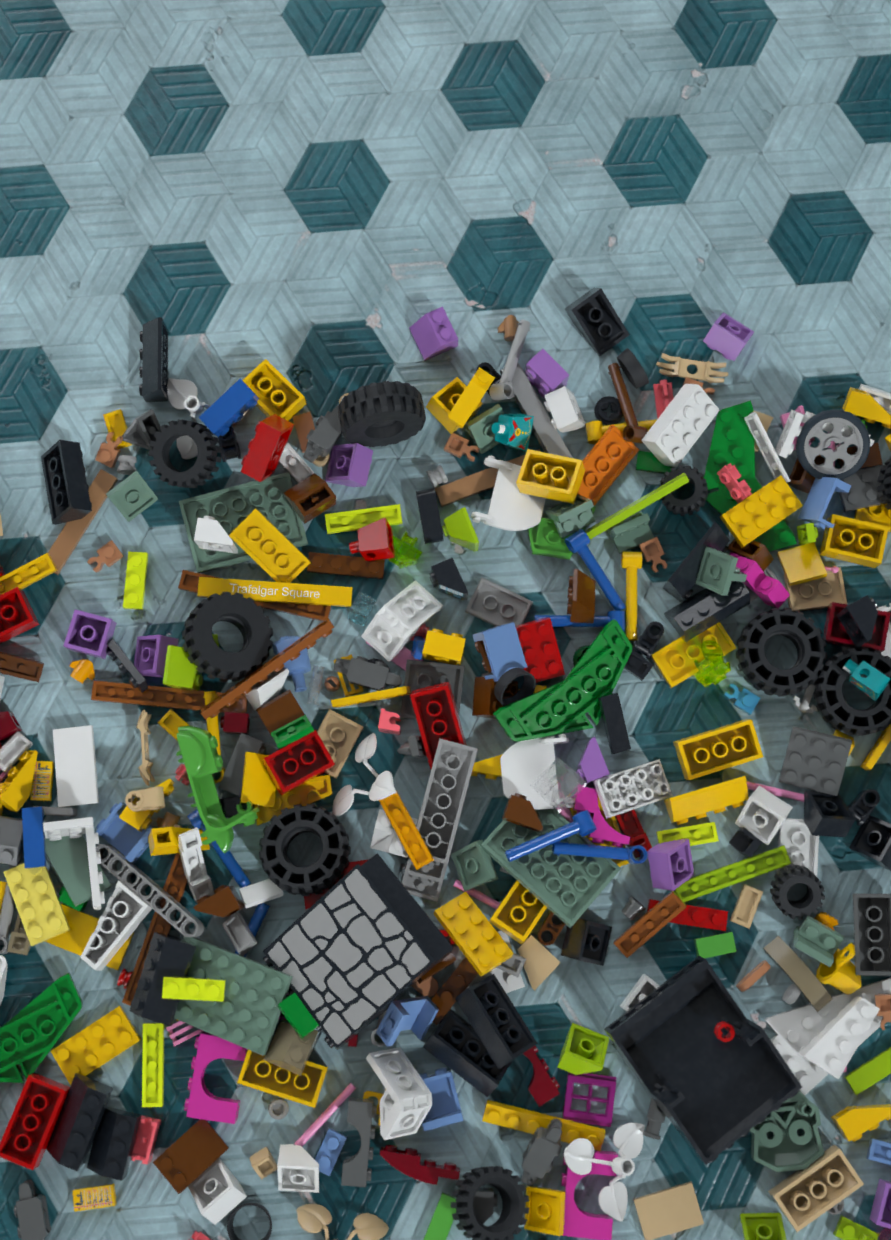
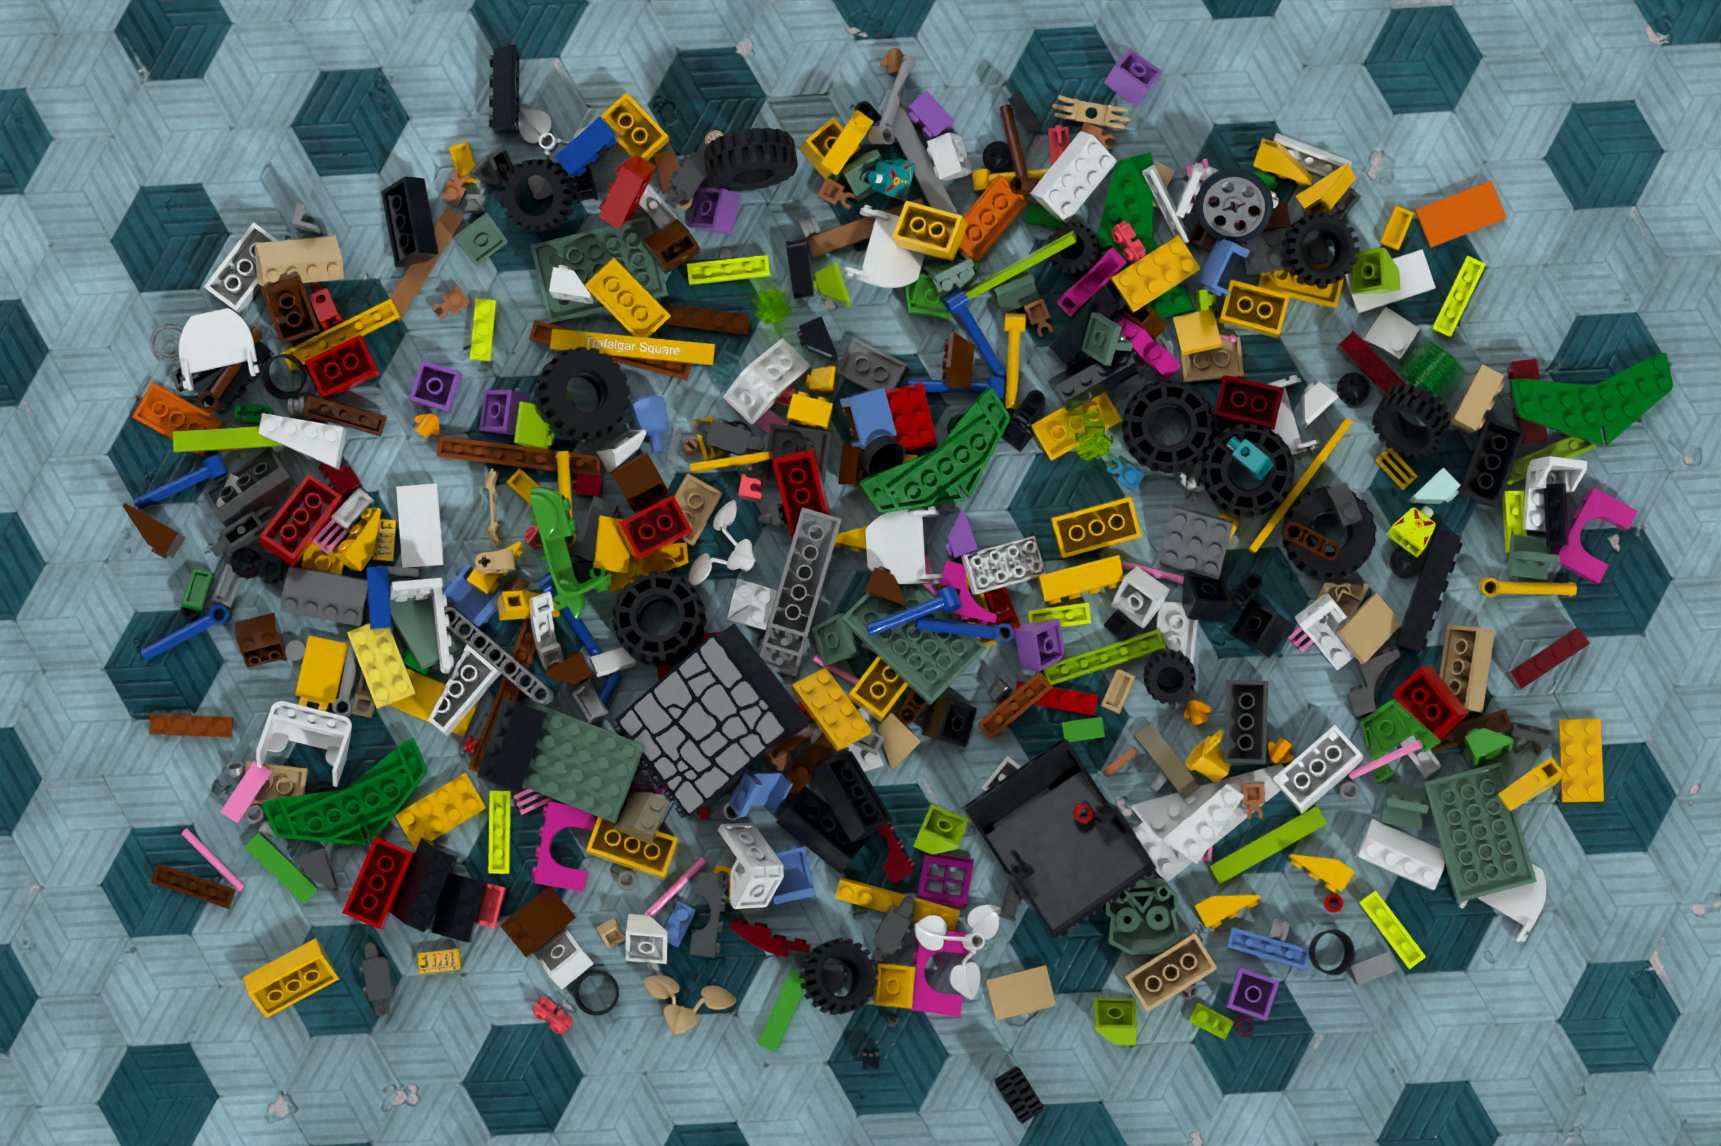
camera: 10 degrees right, 5 degrees up
(126, 666) = (474, 422): black plate -> none
(193, 989) = (544, 754): neon yellow plate -> none
(261, 674) = (631, 425): dark orange plate -> none
(292, 731) = (648, 496): green panel -> none
(298, 1015) = (649, 783): green tile -> none
(374, 541) = (740, 295): torso -> none
(406, 830) = (765, 601): light orange tile -> none
(417, 647) = (782, 410): blue tile -> none
(434, 334) = (810, 66): medium lavender slope -> none
(454, 618) = (822, 380): none -> yellow slope
(558, 785) = (924, 559): clear slope -> none
(597, 321) = (989, 56): black slope -> none
(614, 723) = (988, 496): black tile -> none
(702, 520) = (1091, 282): none -> dark pink arch
(817, 940) = (1186, 726): sand green bracket -> none
(859, 620) = (1244, 393): black slope -> none

